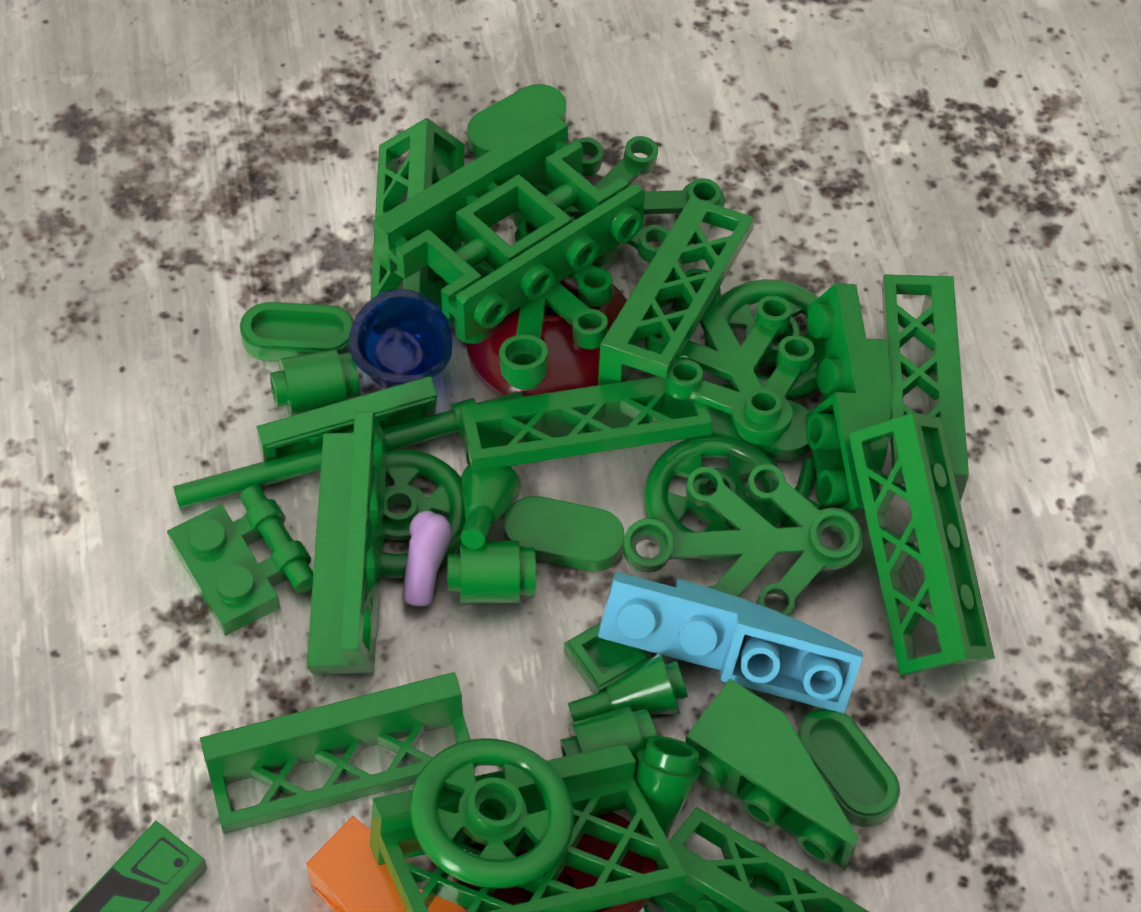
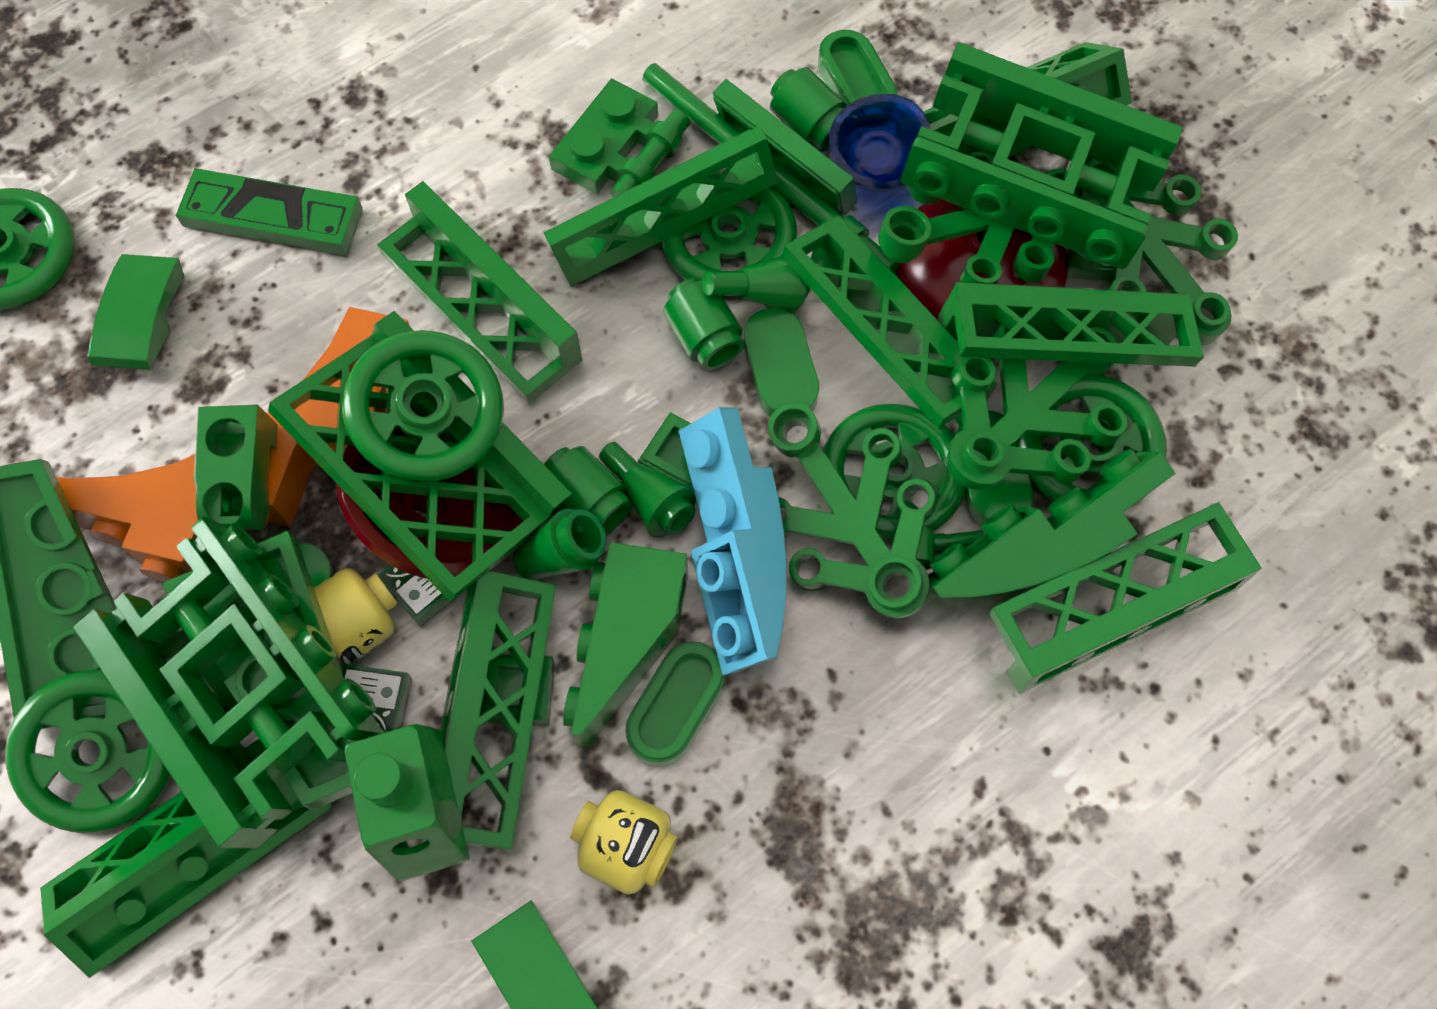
camera: 65 degrees right, 10 degrees up
(427, 548) = (687, 261): lavender arm -> none
(512, 116) = (1207, 137): green tile -> none
(941, 540) = (935, 673): green fence -> none
(959, 857) = (623, 841): none -> light yellow head

